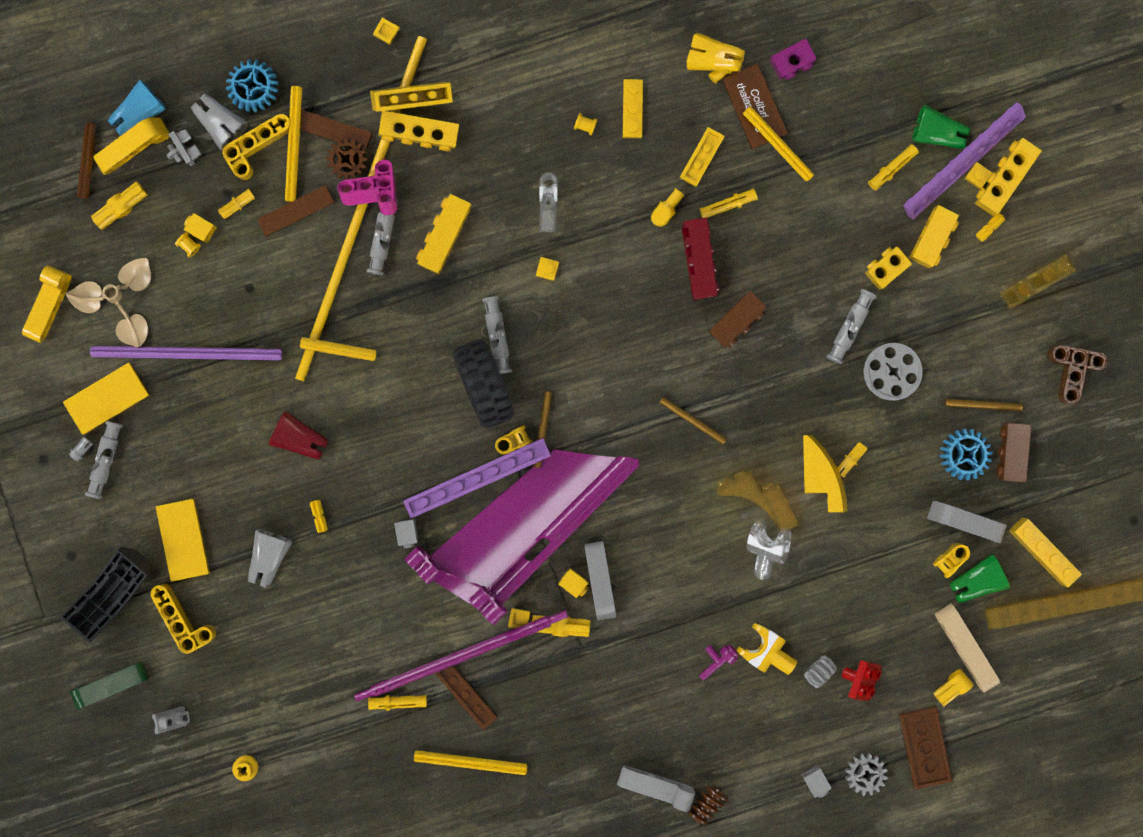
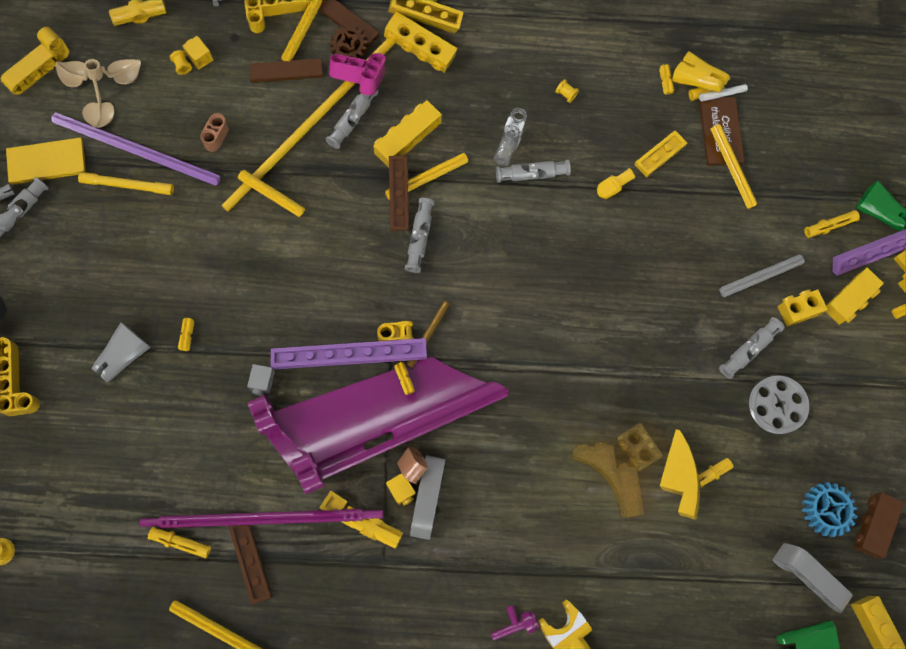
camera: 15 degrees right, 15 degrees down
(182, 540) = (50, 308): yellow tile -> none
(225, 384) = (95, 179): none -> yellow piece
(236, 204) = (238, 46): yellow axle -> none
(251, 307) = (214, 132): none -> nougat beam
(296, 437) = (198, 254): dark red piece -> none
(460, 301) = (398, 193): none -> reddish brown tile
(480, 271) = (435, 172): none -> yellow axle
(483, 383) = (390, 262): black tyre -> none
(539, 483) = (404, 378): none -> yellow piece
(547, 269) = (487, 197): yellow plate -> none
(576, 559) = (412, 464): none -> nougat beam
(586, 223) = (520, 171): none -> light grey piece
(632, 108) = (612, 95): yellow plate -> none
(683, 73) = (667, 83): none -> yellow piece
(692, 420) = (572, 378): pearl gold bar -> none
(699, 258) = (630, 234): dark red wedge -> none
(736, 200) = (672, 200): yellow pin -> none
(737, 320) = (646, 302): reddish brown brick -> none
(745, 63) = (724, 92): none -> white piece
(767, 549) = (604, 528): clear connector -> none
(778, 459) = (644, 444): none -> clear yellow brick
(801, 51) = (776, 99): magenta brick -> none
(842, 246) = (761, 275): none -> light grey axle
(951, 560) = (784, 612): yellow piece -> none
(983, 405) = (859, 469): pearl gold bar -> none

